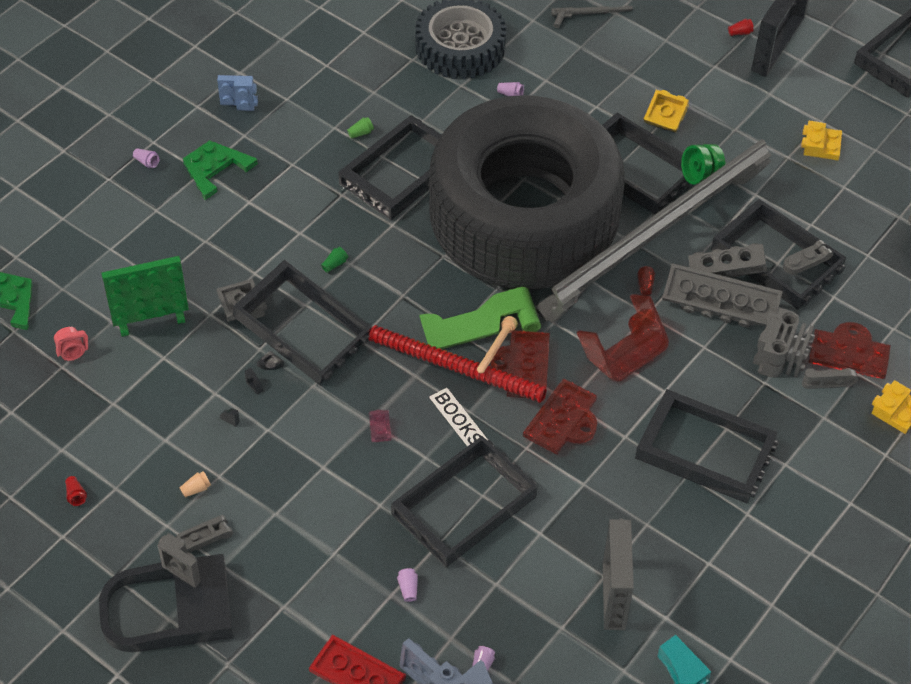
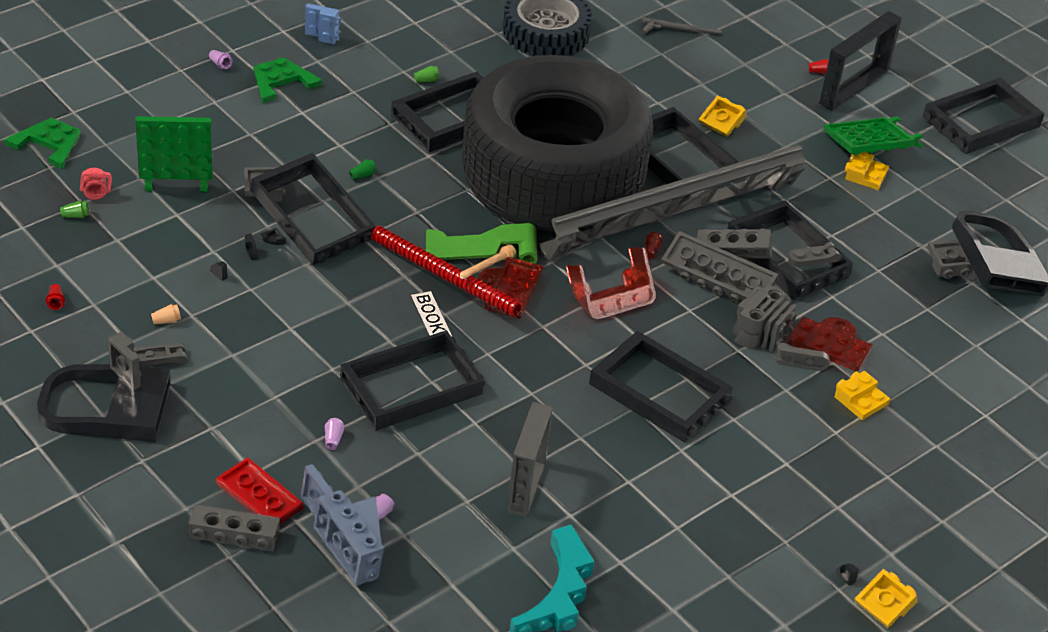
camera: 10 degrees right, 10 degrees down
(60, 379) = (75, 210): none -> bright green cone
(379, 425) = (355, 305): clear pink bracket -> none
(563, 418) = (531, 336): clear red plate -> none
(701, 162) = (736, 151): green wheel -> none
(816, 100) = (872, 135): none -> green plate

